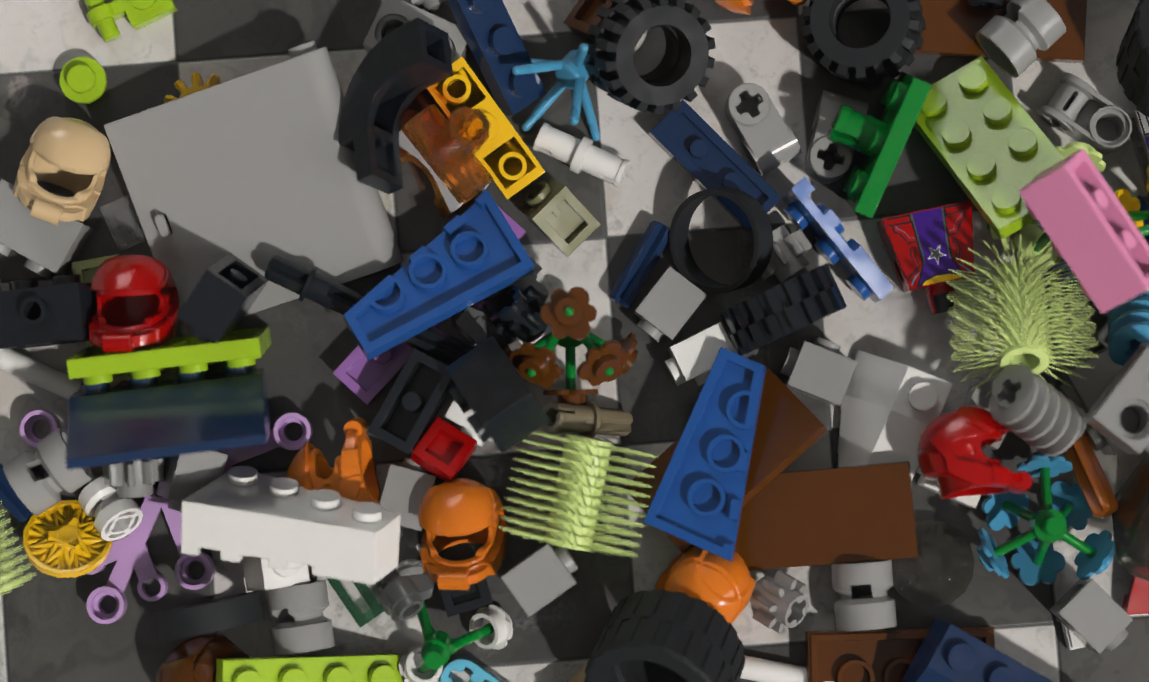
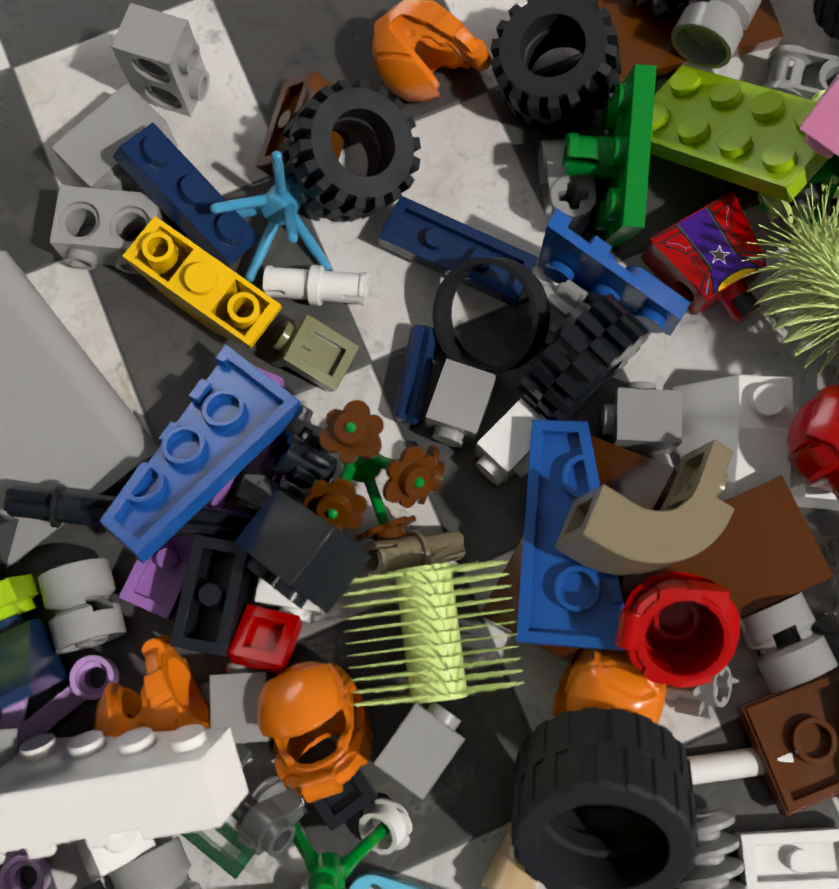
camera: 15 degrees left, 10 degrees down
(301, 370) = (81, 605): none -> light grey wheel
(380, 94) = (80, 272): black arch -> none
(447, 153) = (164, 316): clear orange connector -> none
(755, 474) = (628, 540): none -> dark tan arch
(766, 136) = (494, 204): light grey piece -> none
(780, 553) = (679, 629): none -> red helmet

